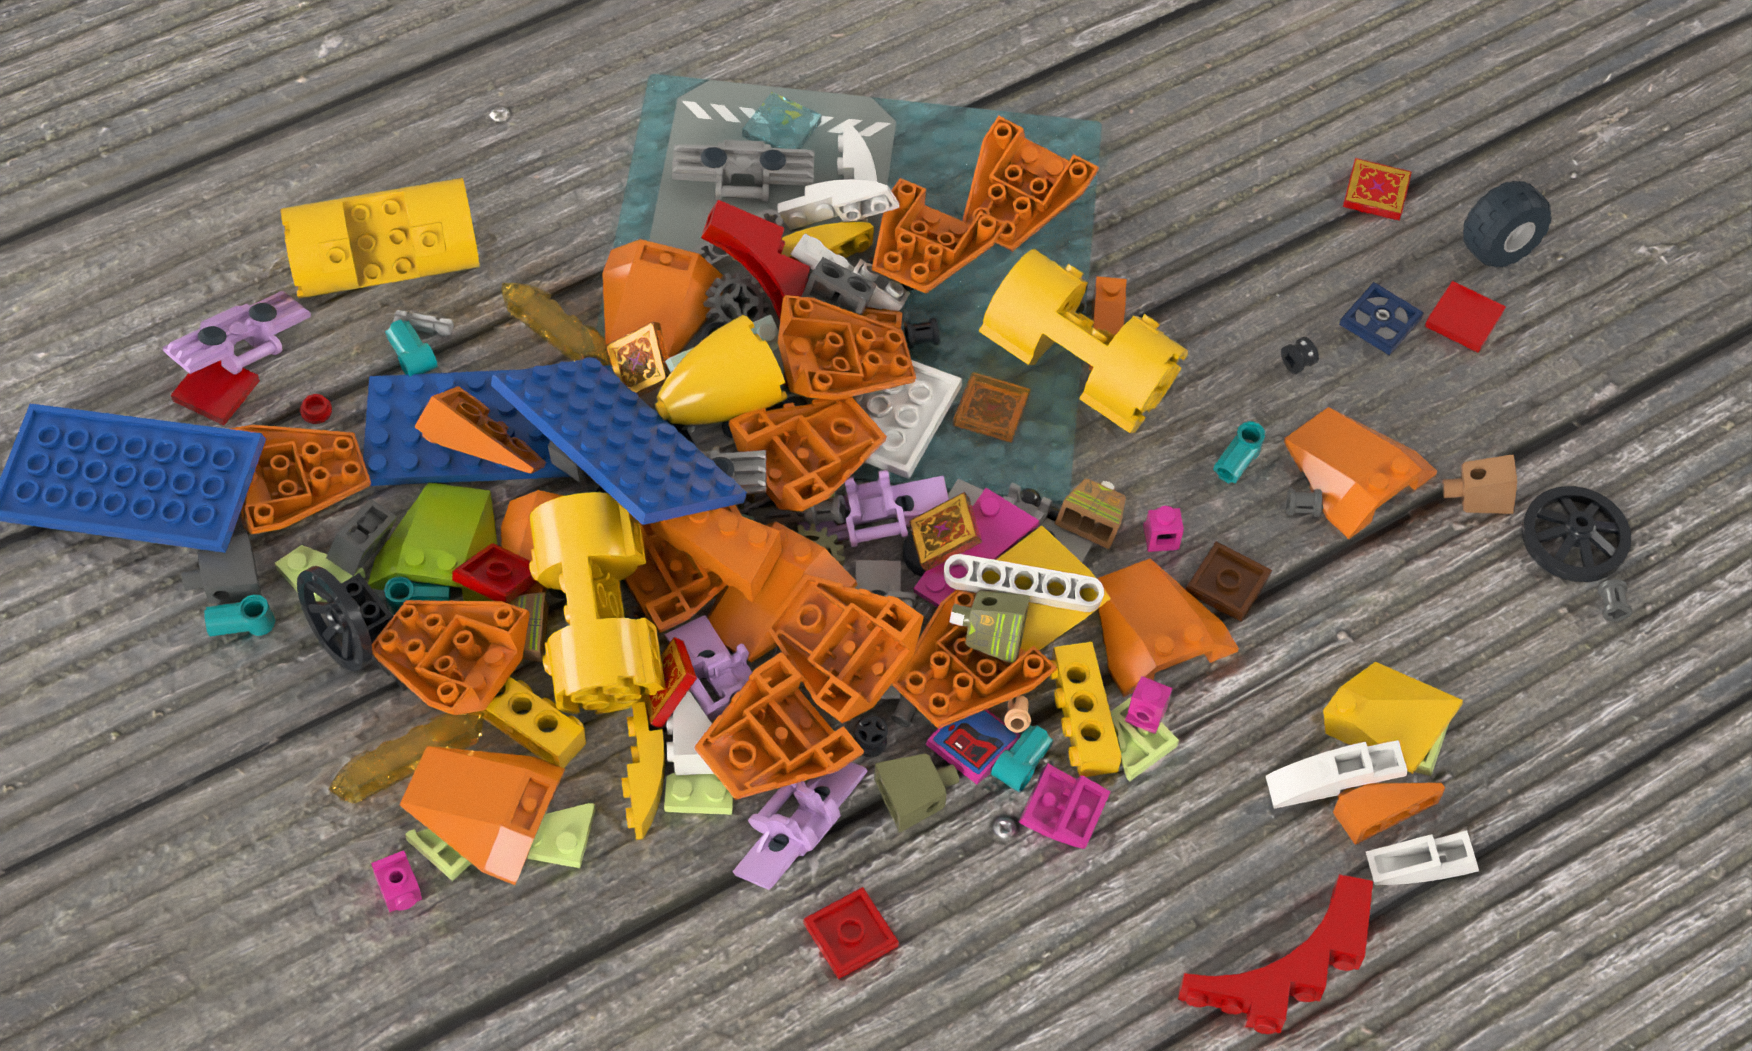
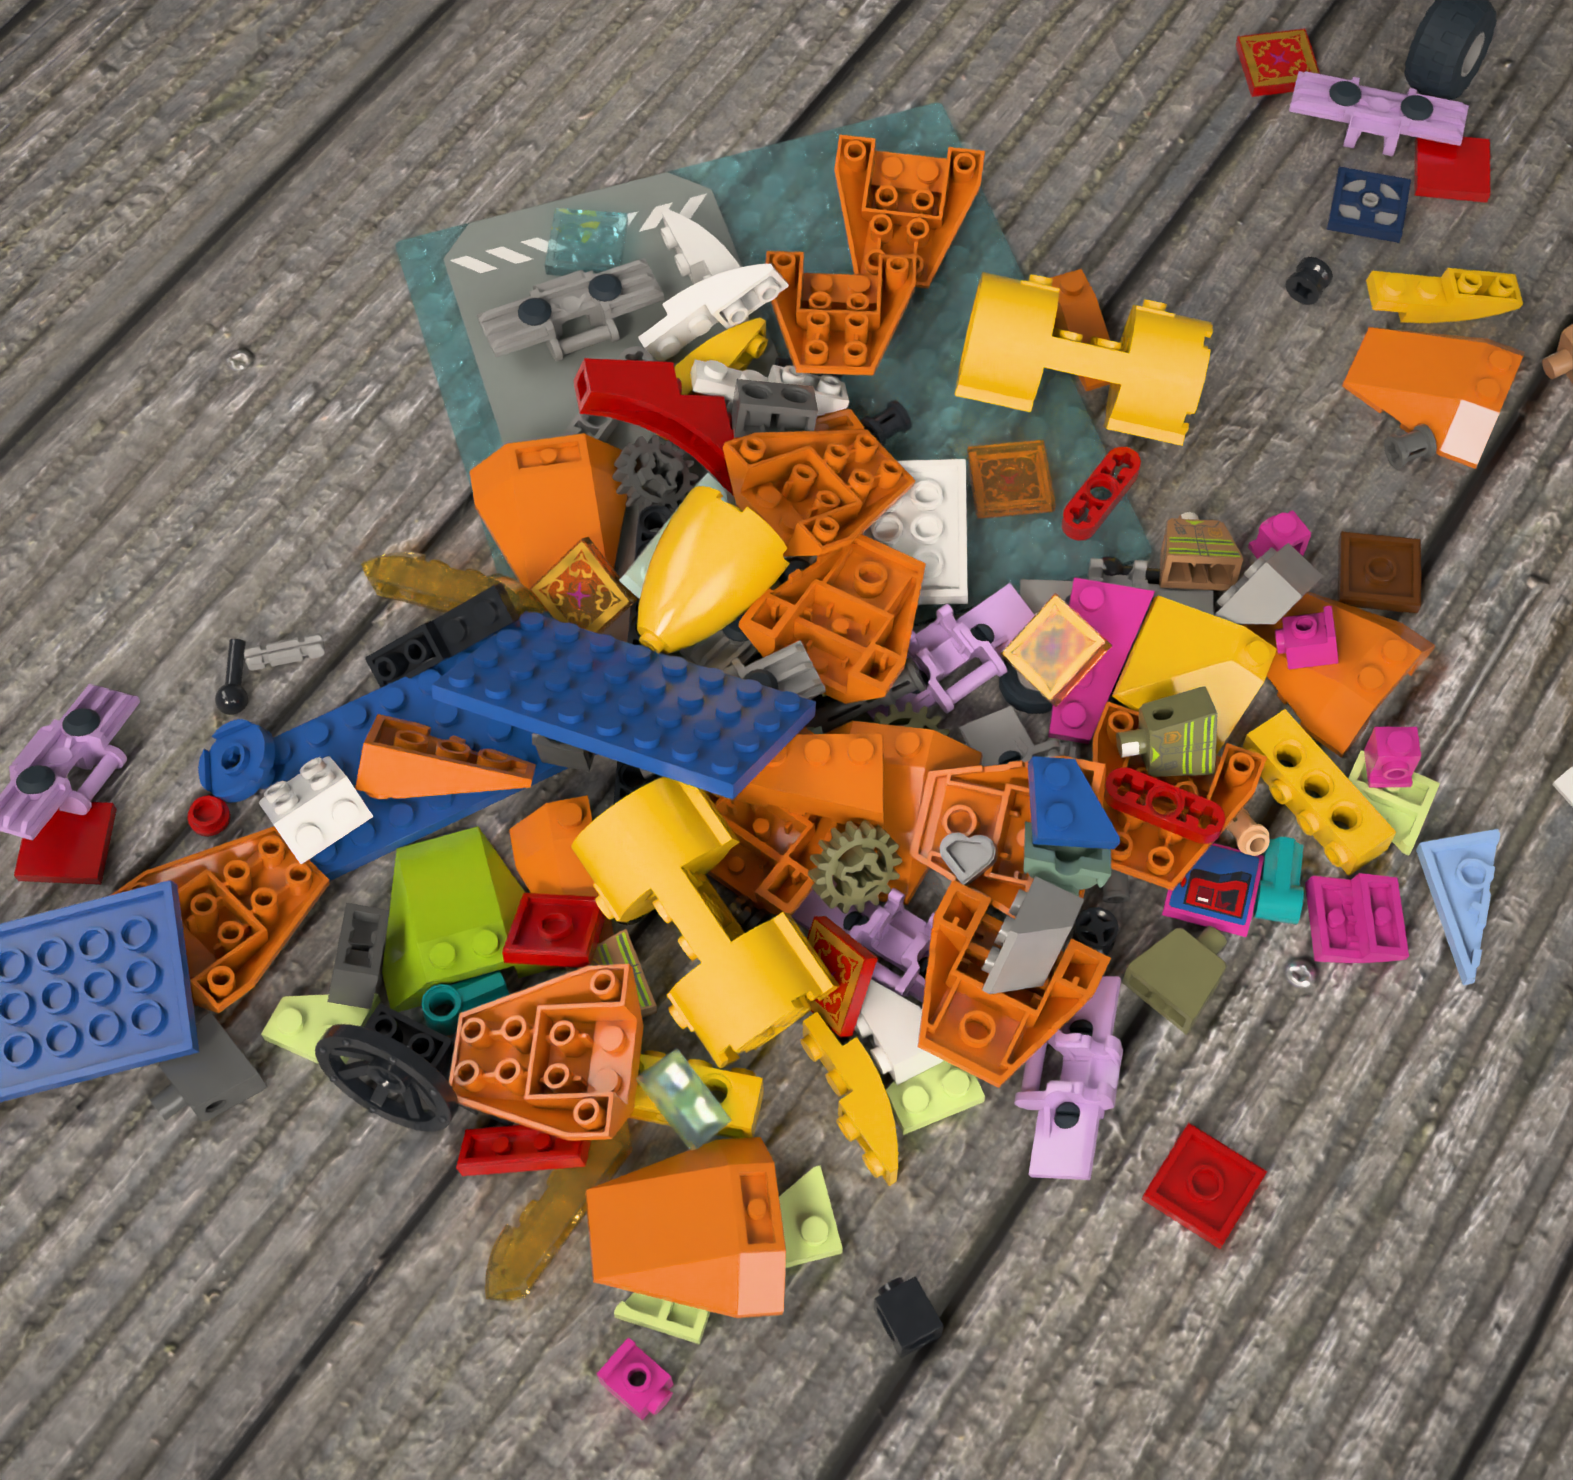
camera: 20 degrees left, 5 degrees up
(239, 617) = (250, 1127): teal piece -> none
(352, 381) = (251, 772): none -> blue plate
(373, 338) = (232, 696): none -> black bar
(380, 237) = (184, 568): yellow cylinder -> none
(382, 430) = (314, 808): none -> white bracket
(399, 705) = (517, 1150): none -> red tile
(411, 352) = (294, 697): teal piece -> none
(521, 716) = (683, 1099): none -> clear light blue slope
(530, 352) = (444, 636): none -> black slope
(597, 922) = (907, 1315): none -> black brick
(717, 603) = (855, 866): none -> olive gear
(801, 641) = (968, 856): none -> flat silver tile
(808, 710) = (1032, 938): none -> light grey slope
(857, 670) = (1066, 866): none -> sand green cylinder
(878, 631) = (1066, 806): none -> blue wing
(963, 680) = (1188, 829): none -> red beam
(1039, 577) = (1201, 665): white beam -> none
(1045, 454) = (1100, 509): none -> red beam
(1127, 552) = (1268, 588): none -> light grey slope
(1136, 601) = (1308, 639): none -> dark pink brick
(1154, 813) = (1459, 882): none -> light blue wing
(1239, 452) = (1310, 417): teal piece -> none
(1401, 409) = (1448, 298): none -> yellow slope
(1427, 252) = (1378, 110): none -> lavender piece

